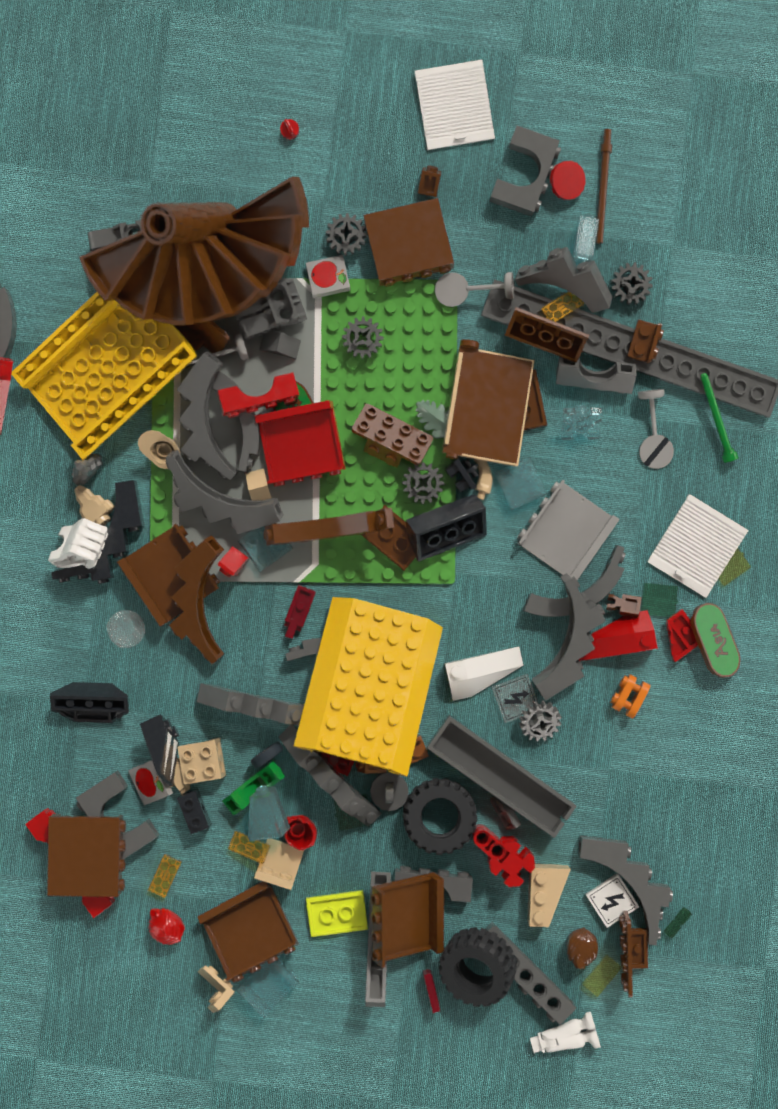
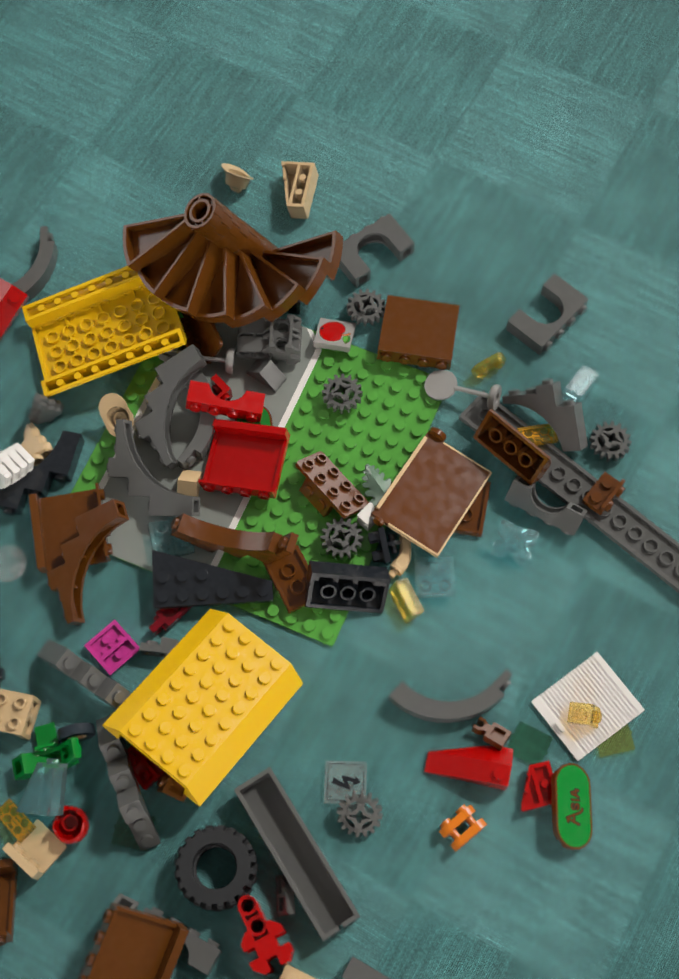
camera: 25 degrees right, 20 degrees down
(152, 136) = (236, 177): none -> tan piece
(223, 124) = (300, 186): none -> tan wedge
(232, 562) = (132, 539): slope -> none
(241, 768) = (46, 737): none -> green bracket
(243, 378) = (221, 388): none -> red bracket
(259, 665) = (112, 647): none -> dark pink slope
(289, 129) = (355, 212): red tile -> none
(308, 580) = (190, 583): none -> black wing
(329, 141) = (383, 231): none -> dark grey arch
(337, 913) = (66, 929): neon yellow tile -> none
(389, 791) = (178, 823): dark grey tile -> none
(420, 751) = (224, 792): dark orange bracket -> none
(429, 181) = (458, 292): reddish brown bracket -> none
(436, 452) = (364, 517): none -> white slope
(454, 104) = (506, 242): white door -> none
(476, 673) = (318, 740): white wedge -> none
(485, 255) = (493, 362): none -> clear yellow plate
(504, 515) = (406, 600): none -> clear yellow slope
(566, 667) = (445, 723): dark grey arch -> none
(567, 180) = (583, 334): red tile -> none
(567, 530) = (461, 639): light grey panel -> none
(606, 150) = (627, 326): reddish brown bar -> none
(655, 450) = (578, 598): light grey piece -> none
(698, 557) = (584, 714): none -> clear yellow bracket
(728, 453) = (650, 628): green piece -> none

